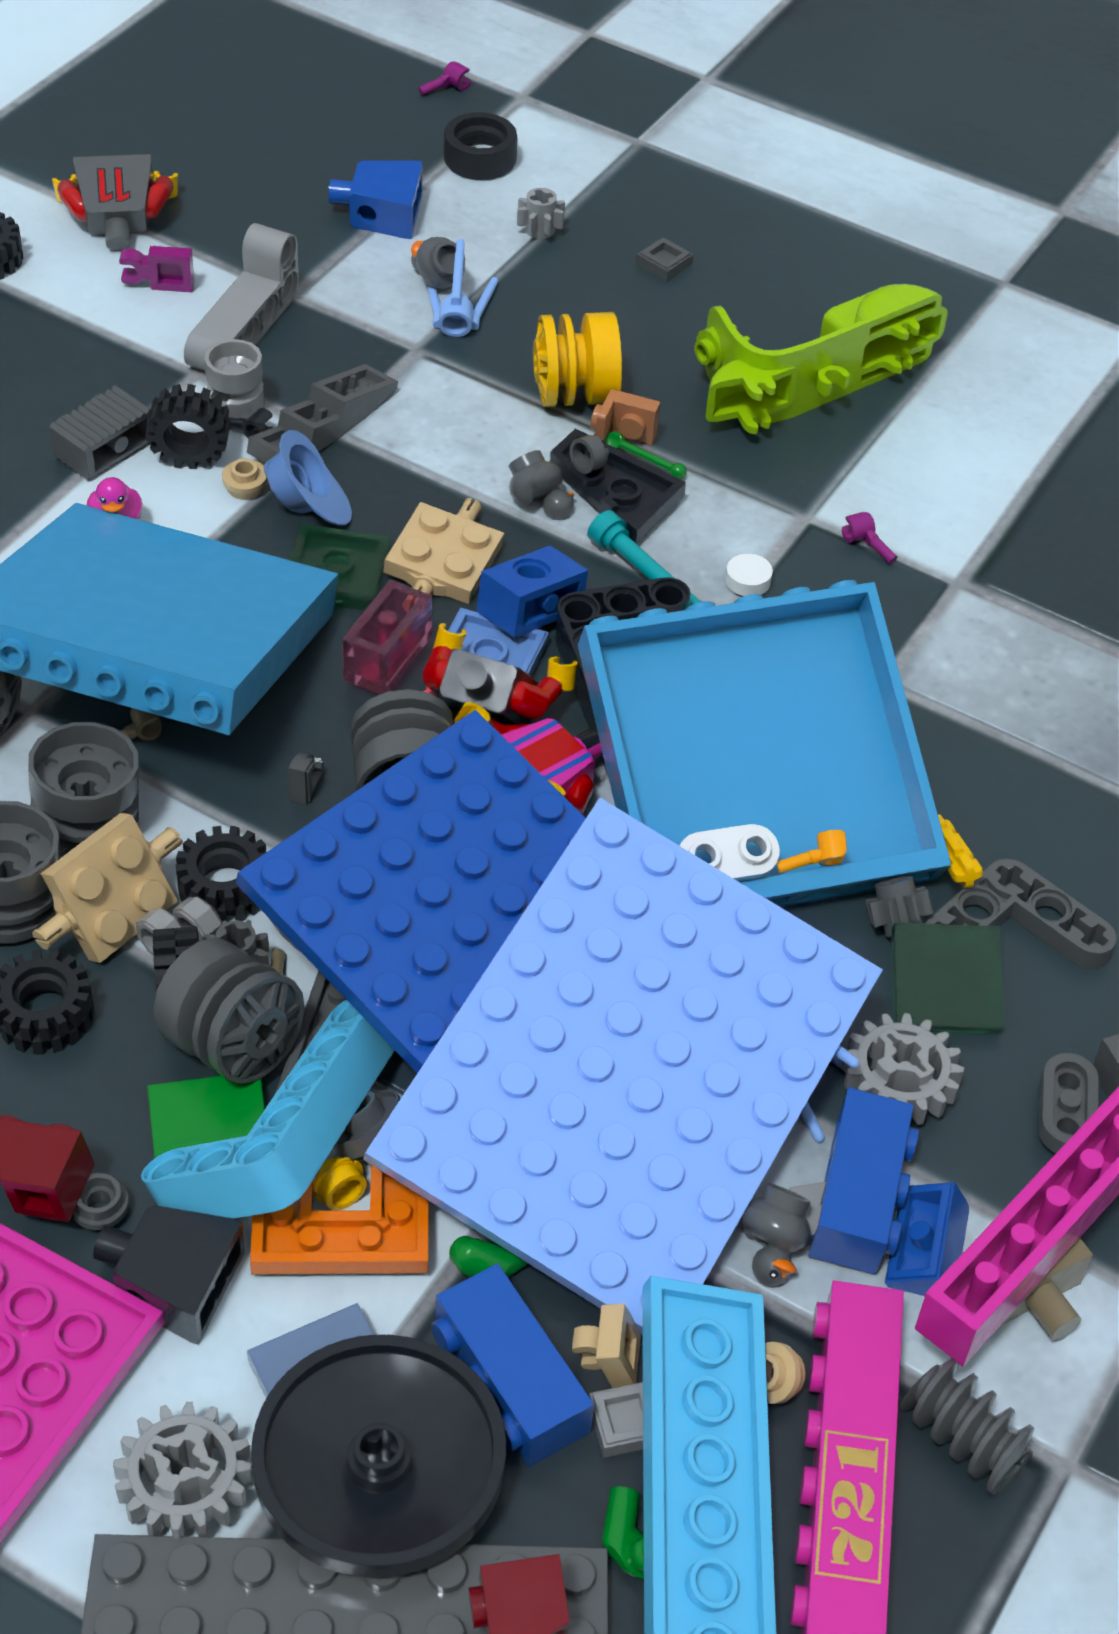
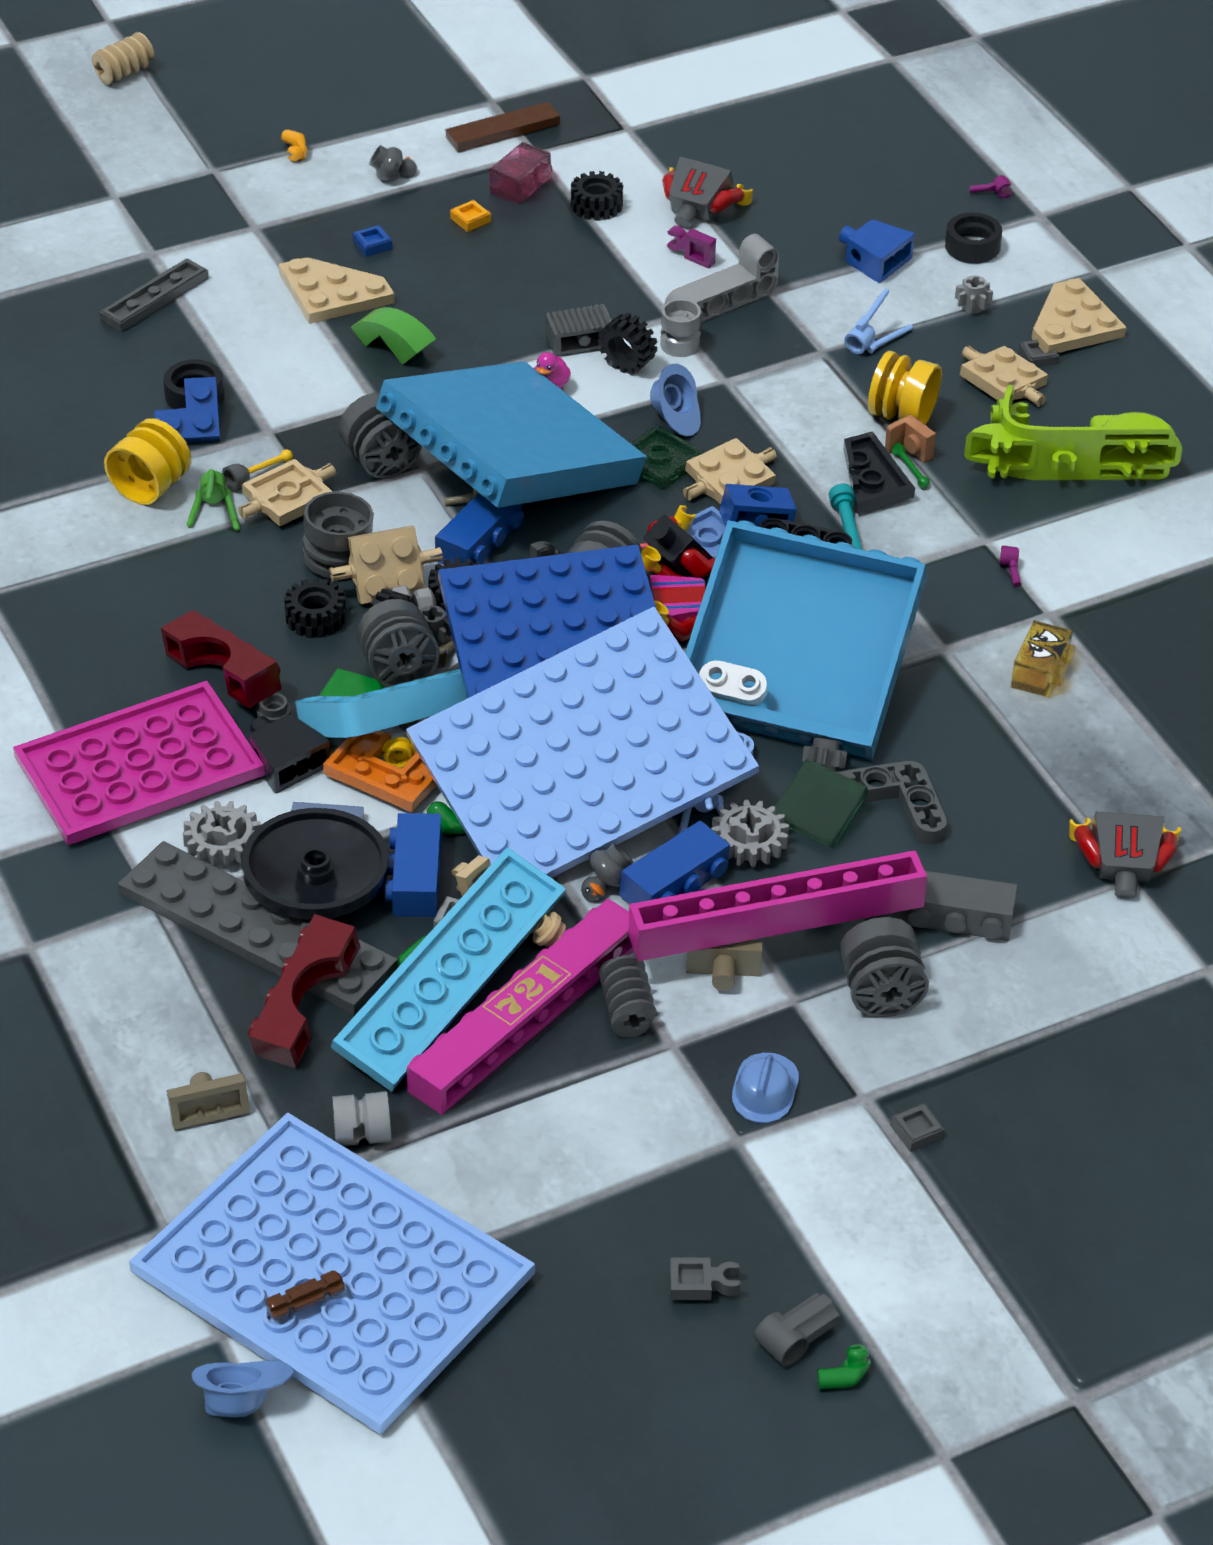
camera: 35 degrees right, 5 degrees down
(83, 779) = (412, 499): dark grey wheel -> none
(187, 779) = (477, 530): none -> blue brick
(244, 478) = (641, 387): tan plate -> none
(253, 424) = (674, 358): black hand -> none
(330, 412) = (733, 366): dark grey slope -> none
(387, 637) = (646, 500): clear pink brick -> none
(435, 261) = (868, 296): dark grey animal -> none
(538, 479) = (821, 452): dark grey animal -> none
(579, 453) = (862, 446): dark grey hinge -> none
(652, 299) = (1001, 368): none -> tan plate
(670, 203) = (1075, 319): none -> tan plate
(748, 574) = (913, 550): white tile -> none
(830, 852) = (796, 706): light orange hand -> none
(963, 867) = (886, 744): yellow axle -> none
(1018, 647) = (1043, 659): none -> clear yellow brick

